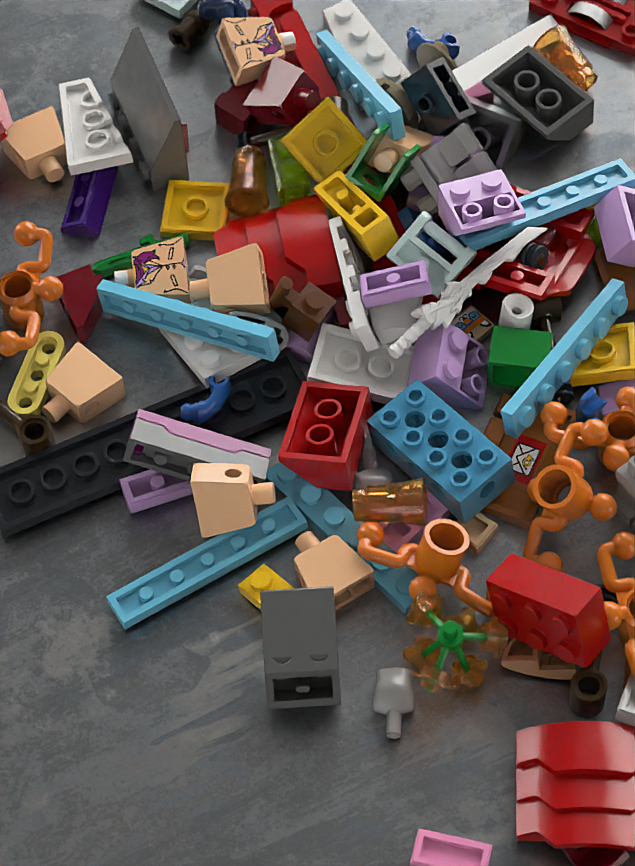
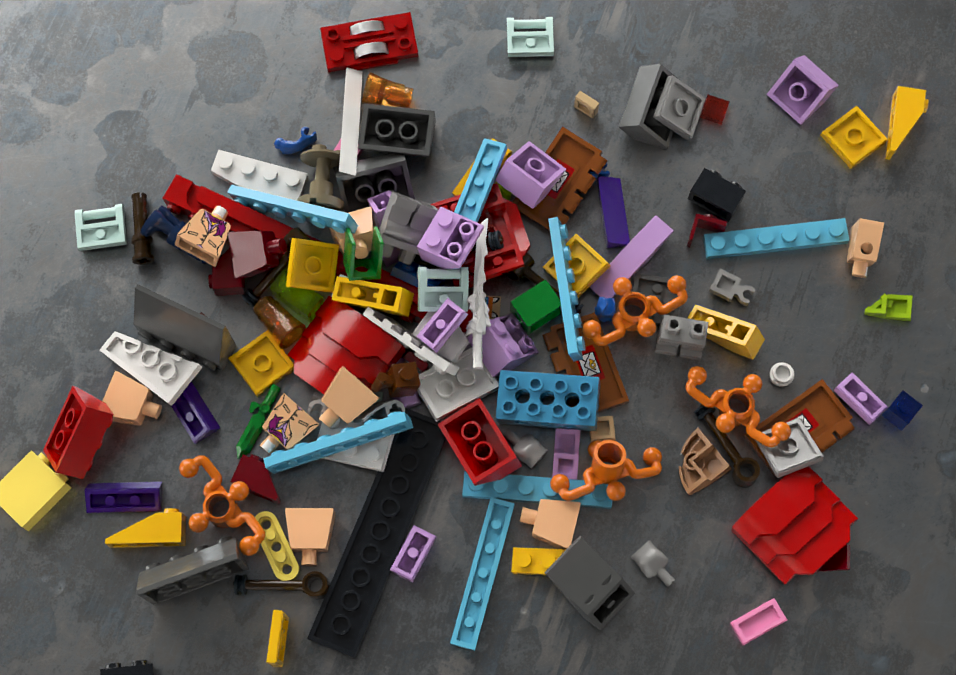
camera: 45 degrees left, 15 degrees up
(175, 445) = (423, 519): piece -> none
(206, 409) = (398, 488): blue piece -> none
(227, 497) = (465, 529): light nougat torso -> none
(392, 503) = (555, 455): clear orange plant -> none
(438, 97) = (350, 183): black brick -> none
(452, 636) = (674, 513): clear orange plant -> none
(516, 311) = (514, 284): white piece -> none
(549, 610) = (695, 448): red brick -> none
(553, 479) = (633, 356): orange wheel -> none

